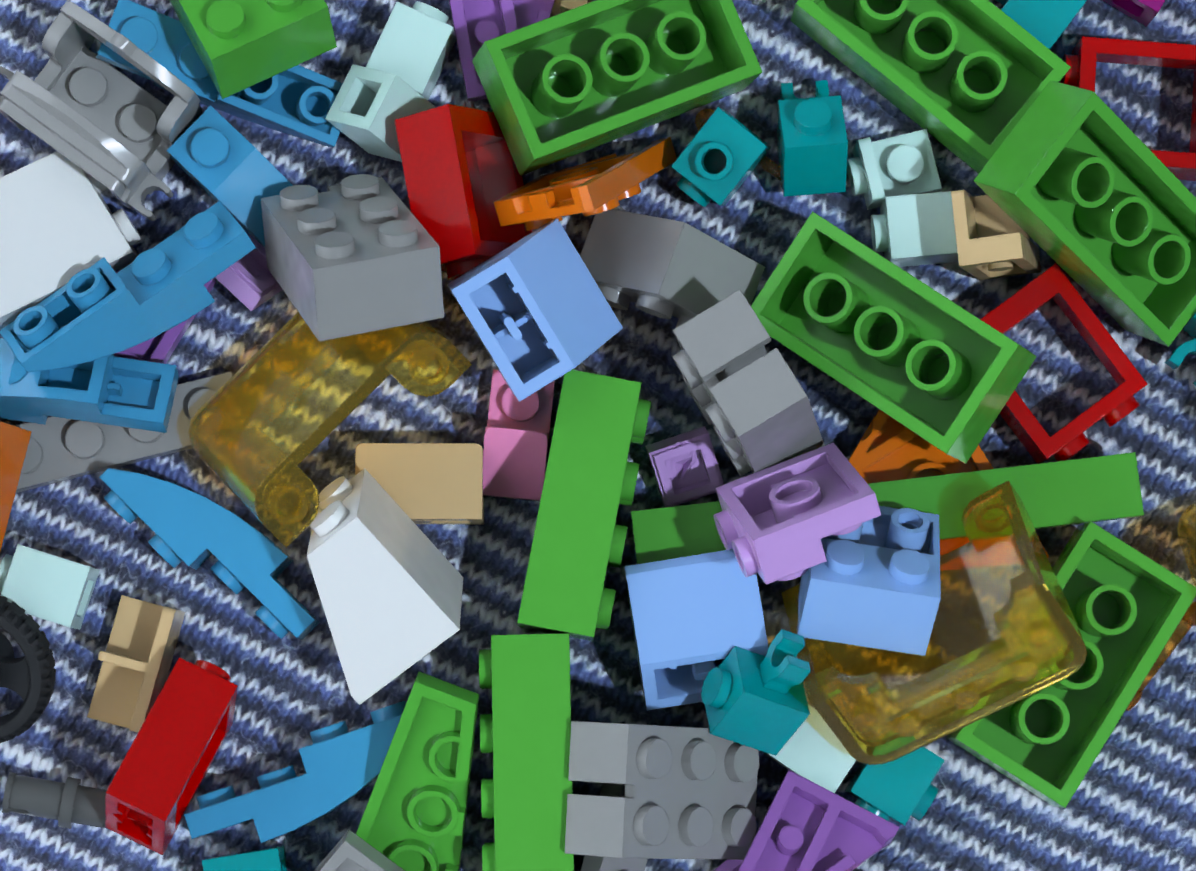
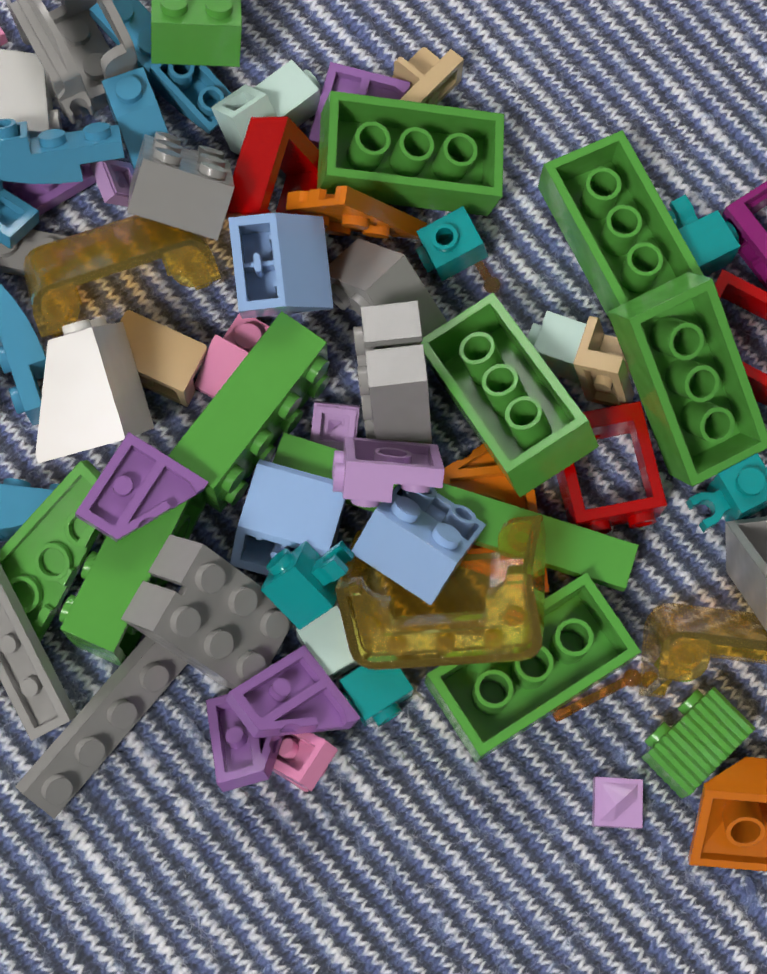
camera: 25 degrees right, 10 degrees down
(505, 687) = (137, 489): none -> medium lavender wing
(811, 142) = (514, 260): teal brick -> none
(893, 167) = (560, 298): light aqua bracket -> none

